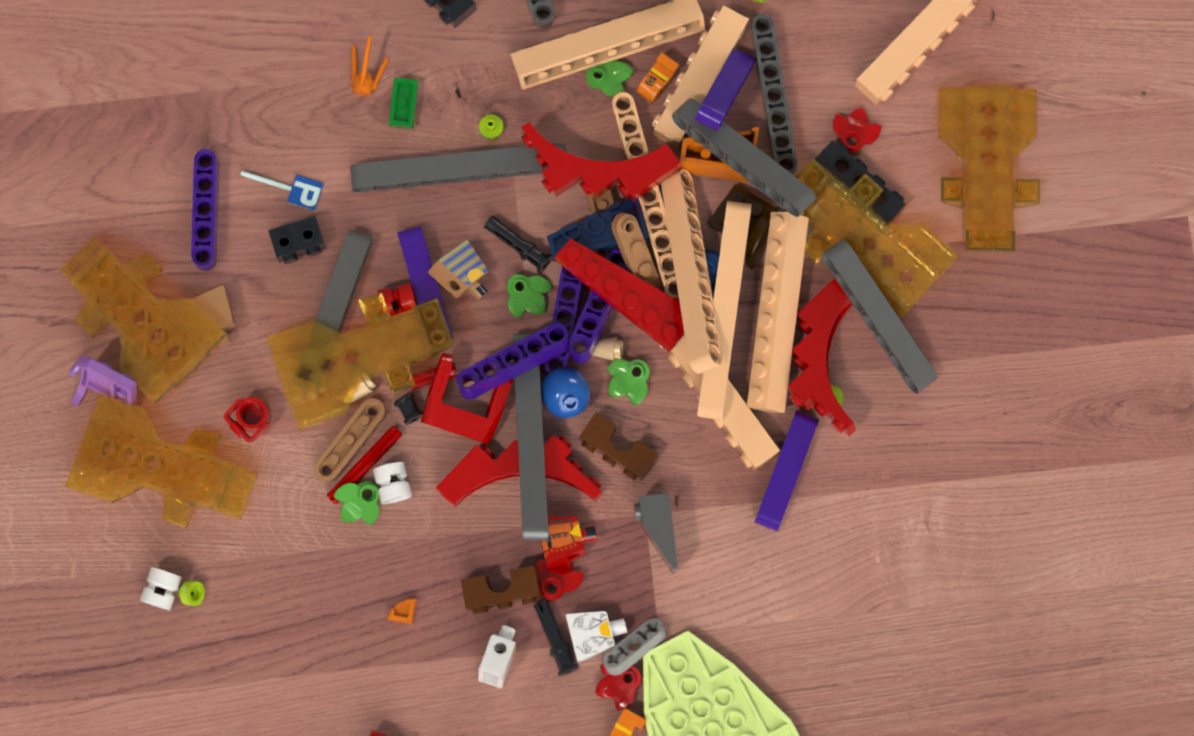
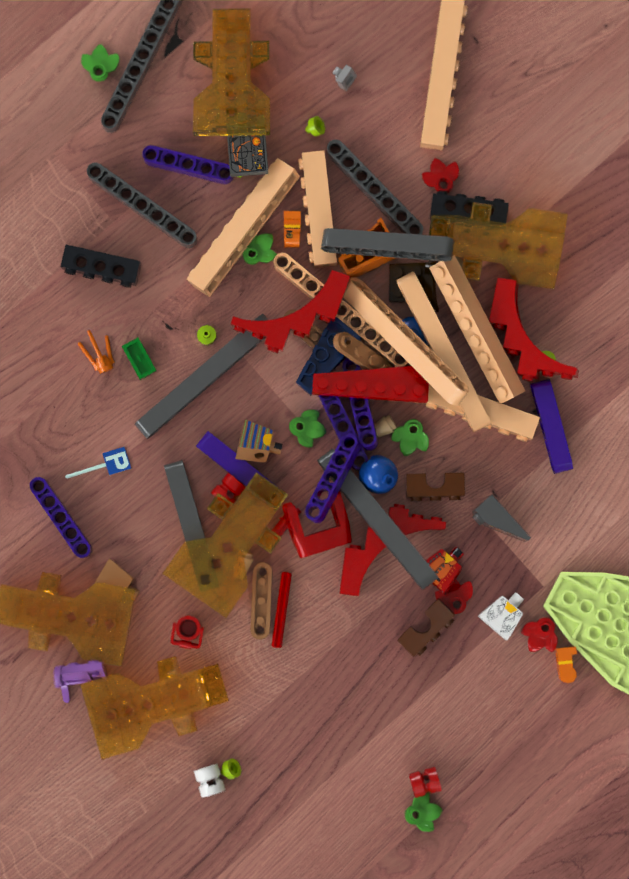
camera: 40 degrees left, 5 degrees up
(297, 240) = (135, 495): black brick -> none
(355, 504) = (294, 638): bright green plate -> none
(398, 489) = (312, 615): white wheel -> none
(403, 611) = (373, 685): orange tile -> none
(408, 408) = (284, 554): black bush -> none
(494, 665) = (456, 680): white torso -> none
(527, 250) = (288, 399): black pin -> none
(559, 649) = (489, 639): black pin -> none
(617, 653) = (526, 617): light grey beam -> none
(725, 89) = (343, 208): dark purple beam -> none
(879, 316) = (542, 287): dark grey beam -> none
(988, 190) = (551, 158): clear yellow piece -> none

